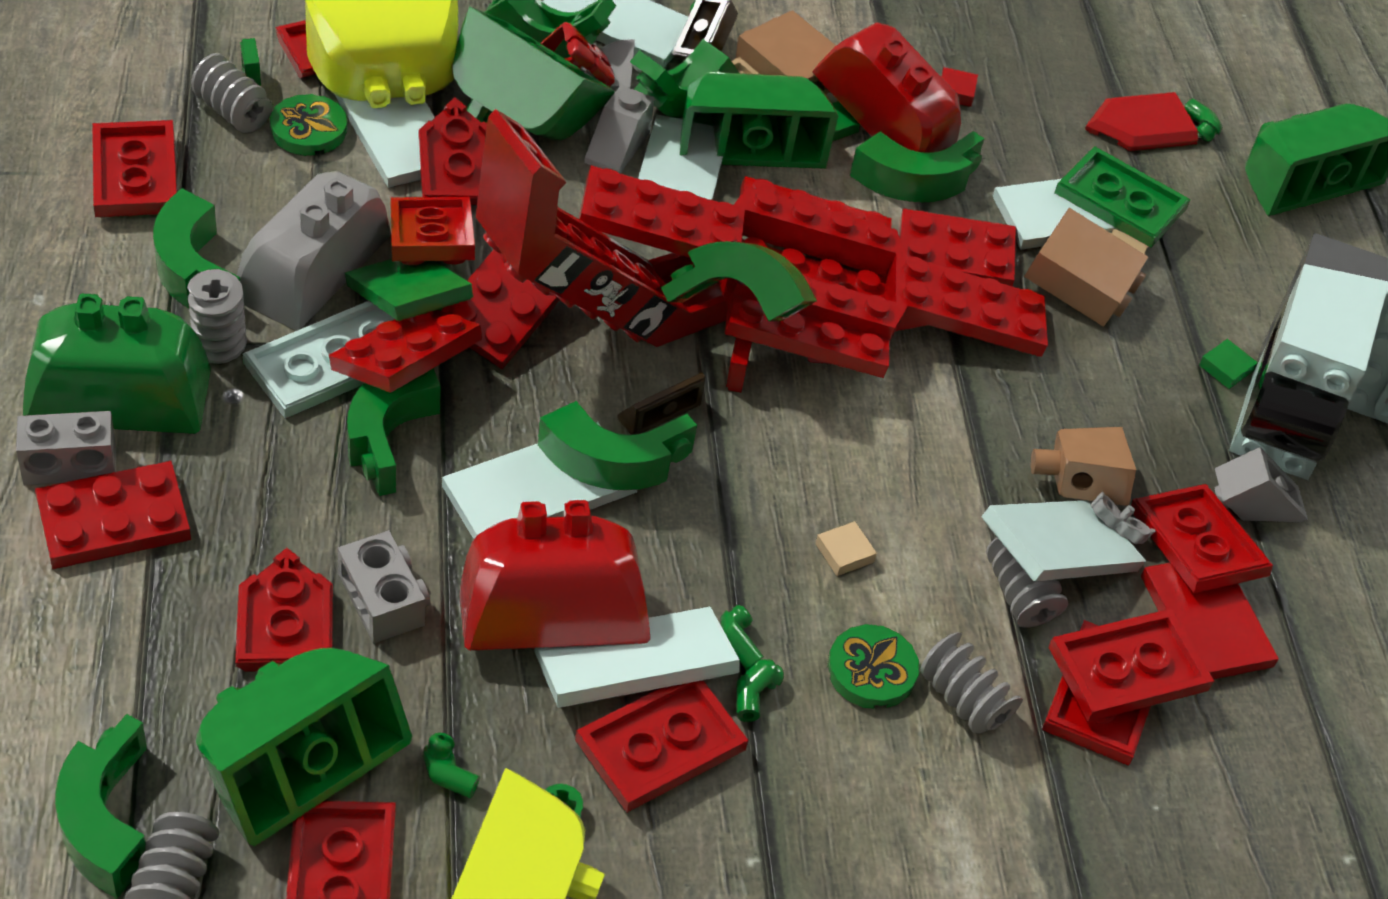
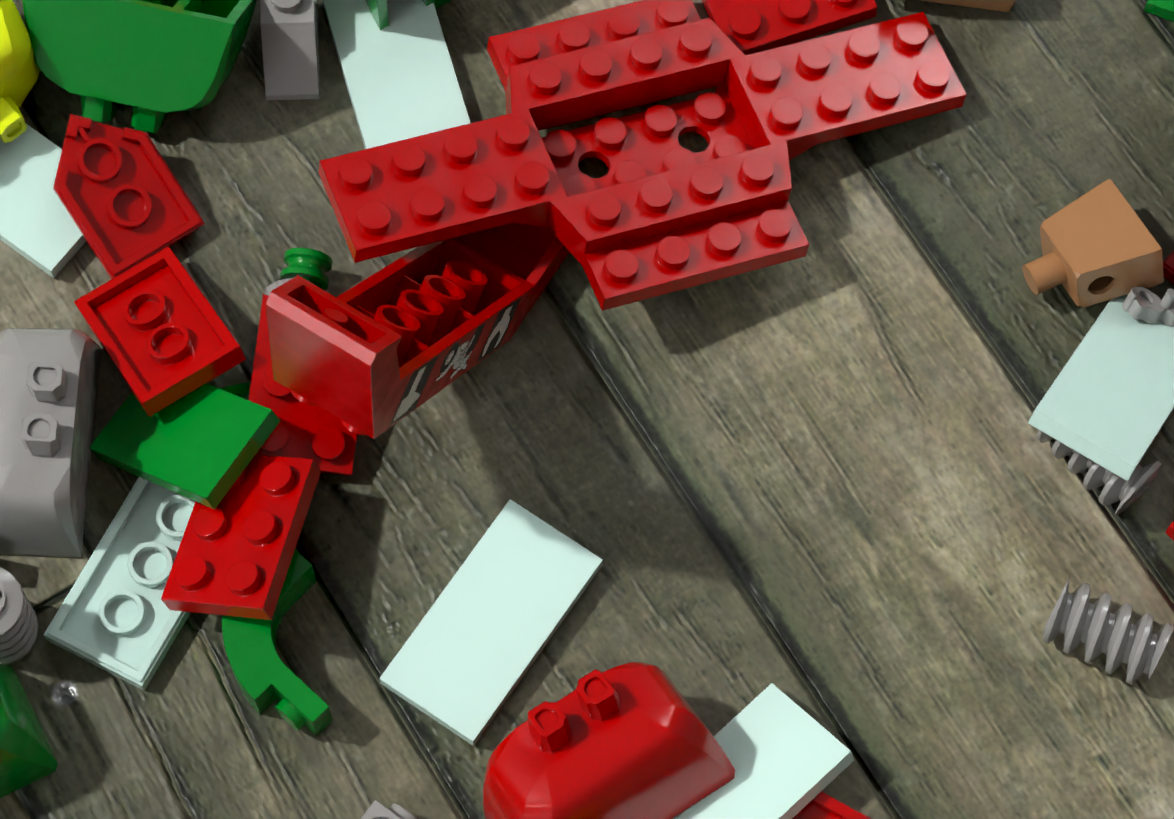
camera: 20 degrees left, 20 degrees up
(610, 458) = (557, 558): green arch -> none
(663, 405) = (565, 428): dark brown slope -> none
(733, 625) = (830, 714): green arm -> none
(738, 365) = (627, 329): red tile -> none
(748, 688) = (869, 756): green arm -> none
(768, 274) = (599, 222): green arch -> none
(846, 548) = (876, 514): tan tile -> none
(873, 666) = (985, 657): green tile -> none

